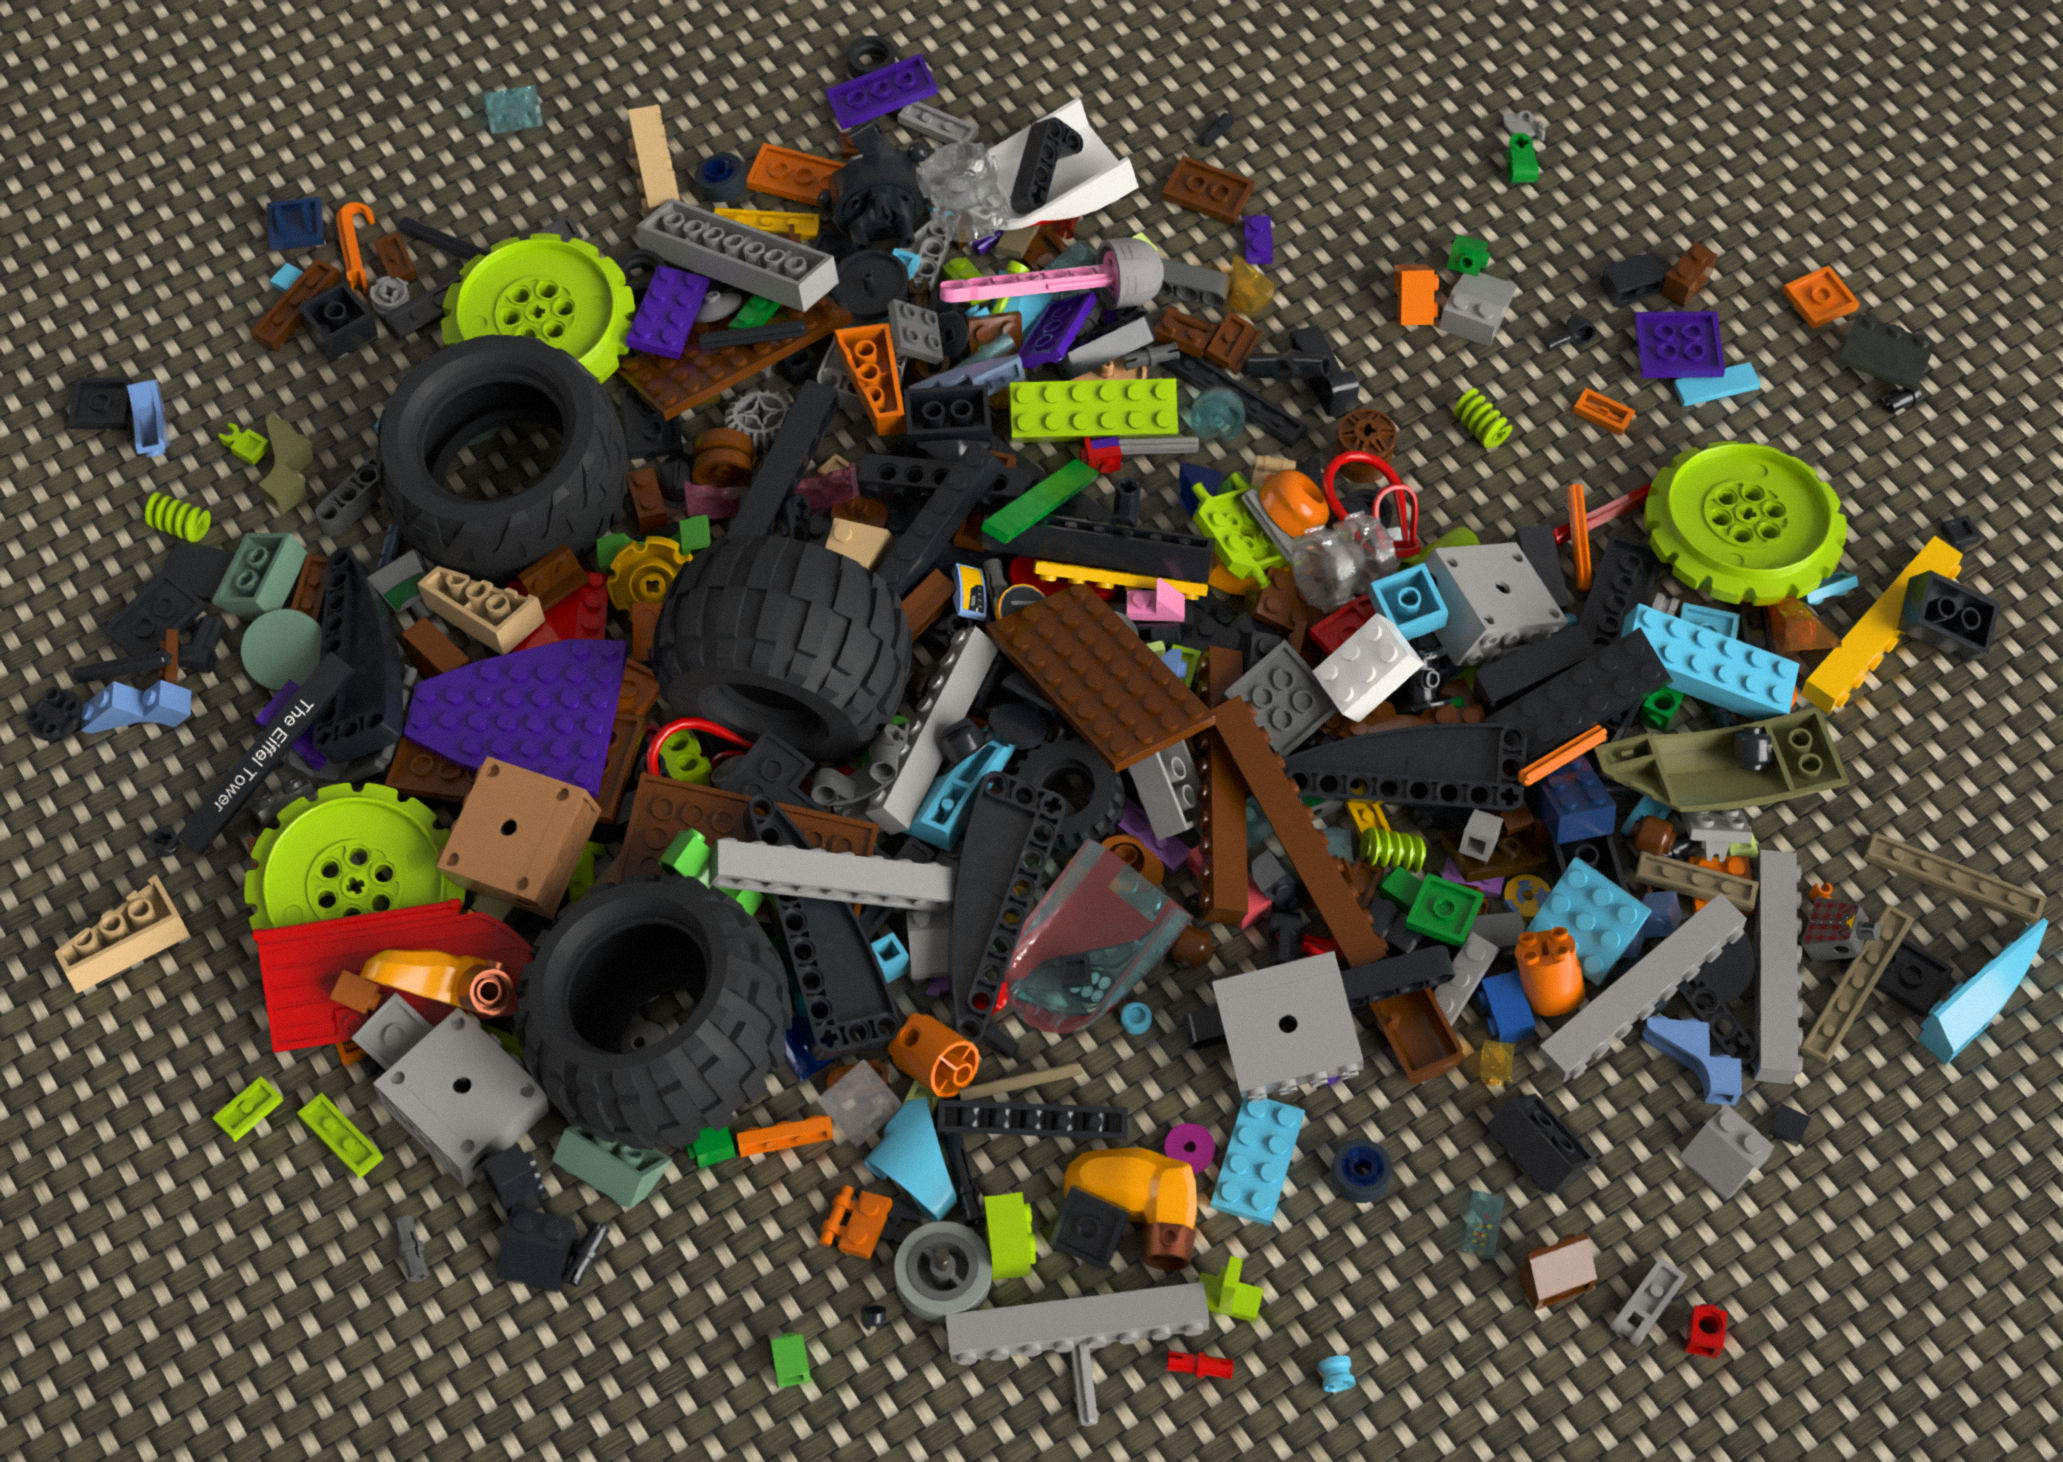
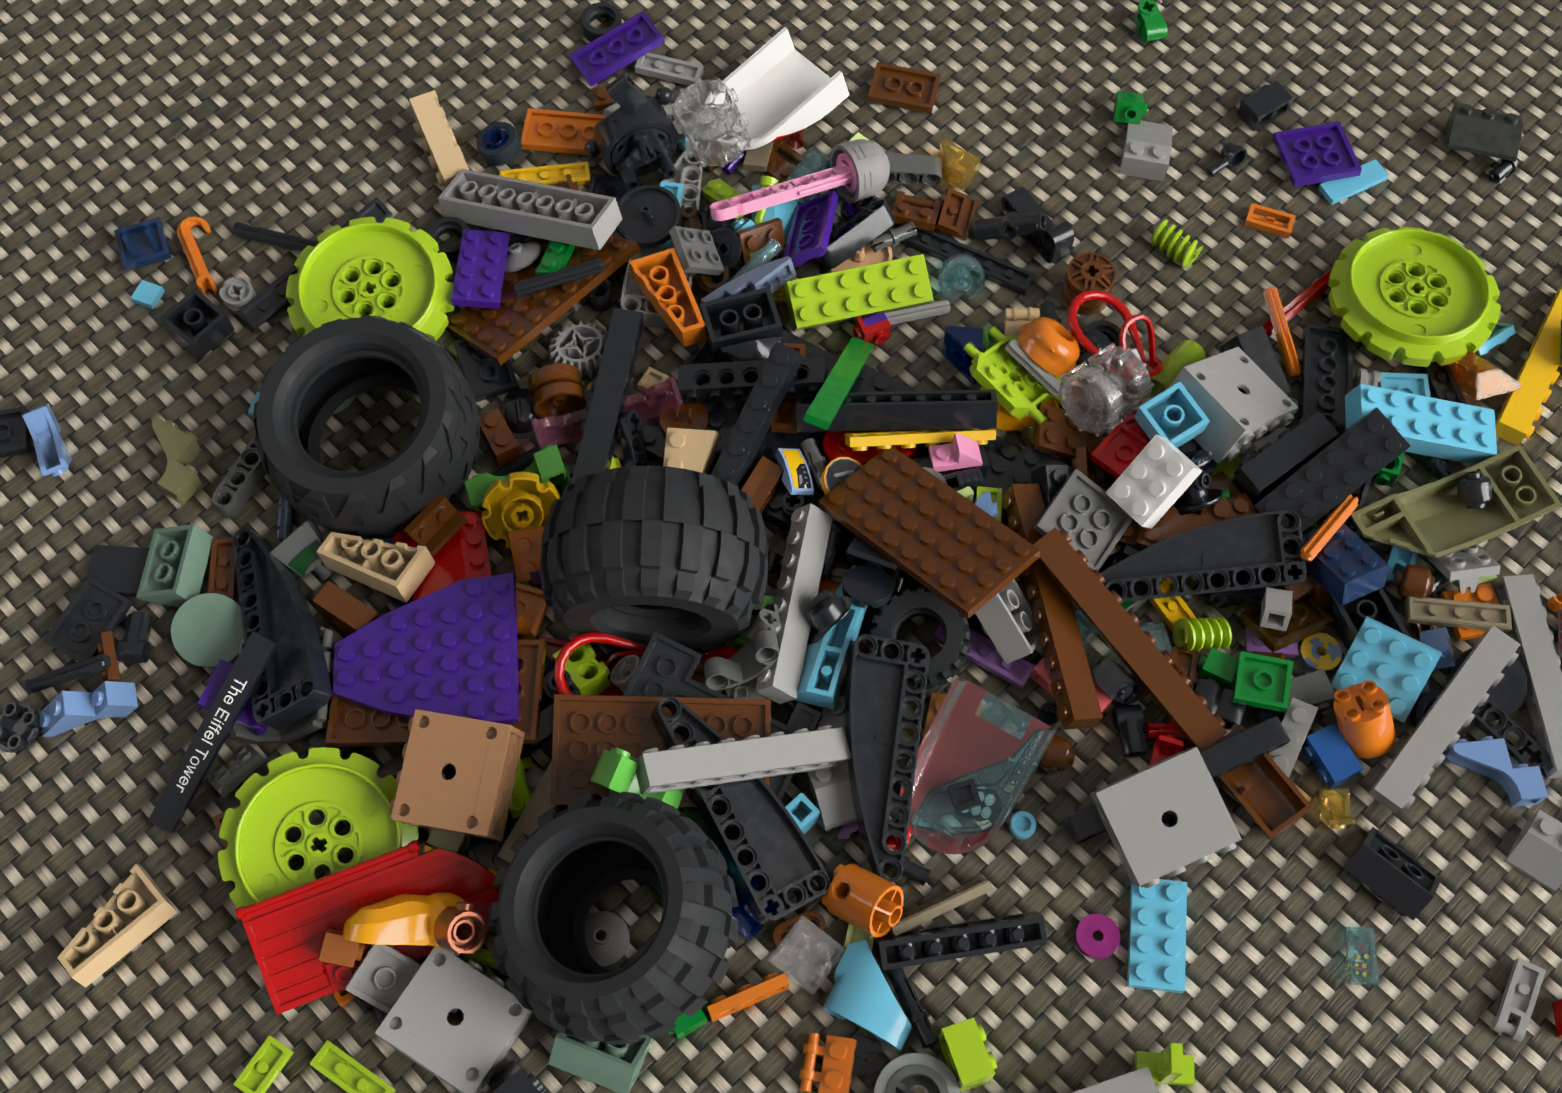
camera: 10 degrees left, 5 degrees up
(158, 848) = (131, 821): black bush -> none
(177, 518) = (90, 526): lime piece -> none
(246, 446) = (139, 449): lime plate -> none
(284, 315) = (149, 327): reddish brown gear -> none
(395, 257) = (235, 259): reddish brown plate -> none
(513, 109) = (310, 113): clear light blue brick -> none
(1045, 144) = (766, 72): black beam -> none
(1089, 1227) = (1034, 1031): black plate -> none
(1126, 502) = (914, 371): black piece -> none
(1137, 855) = (990, 680): dark orange piece -> none
(1154, 1188) = (1068, 984): light orange piece -> none
(1214, 132) = (897, 36): black piece -> none
(1258, 239) = (954, 122): dark purple plate -> none
(1361, 1187) = (1260, 919): wheel -> none
(1415, 293) = (1097, 147): orange brick -> none
(1558, 1271) = (1439, 990): slope -> none
(1688, 274) = (1308, 94): reddish brown brick -> none
(1821, 297) = (1416, 95): orange plate -> none

